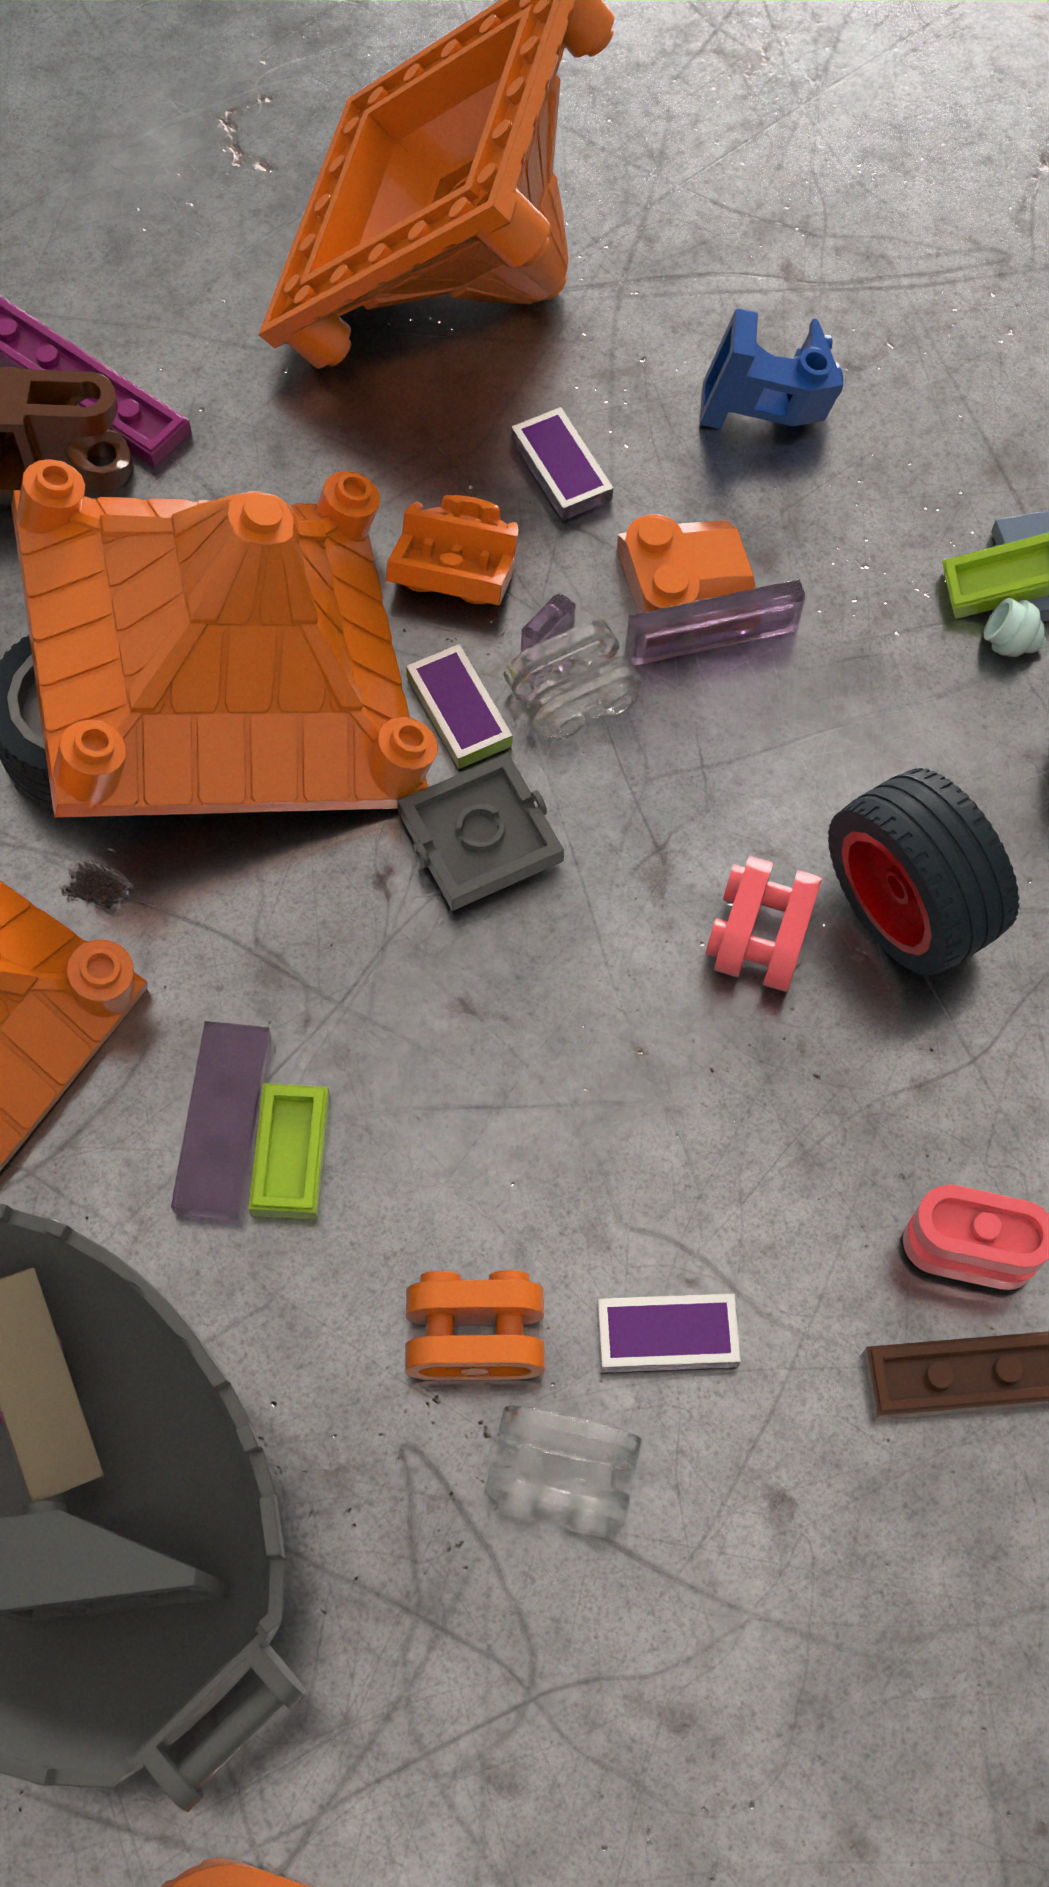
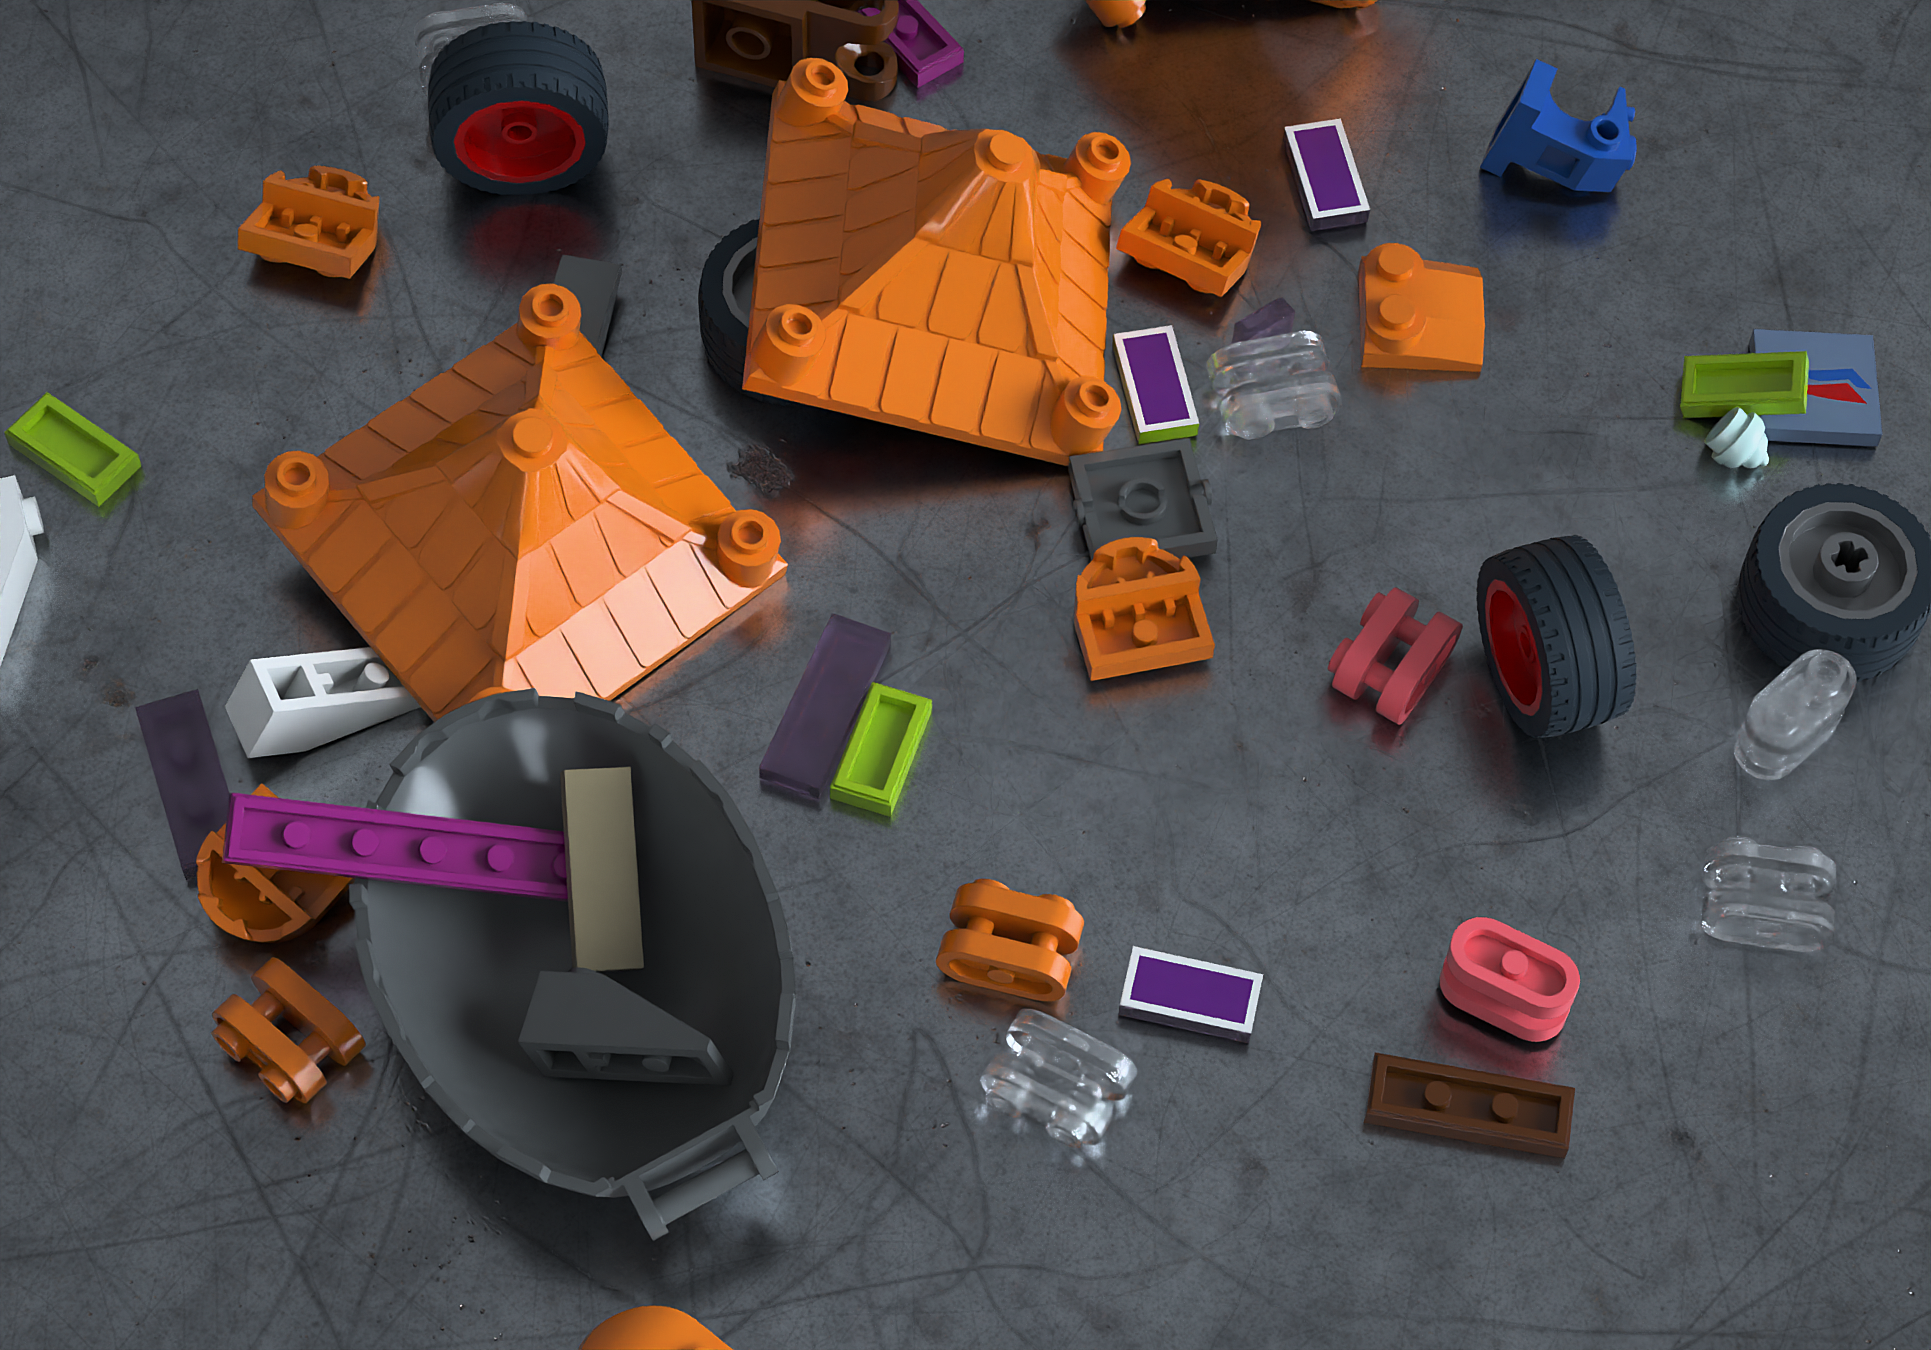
camera: 15 degrees right, 5 degrees down
(507, 941) = (1139, 610): none -> orange slope
(714, 622) = (1432, 362): clear purple tile -> none

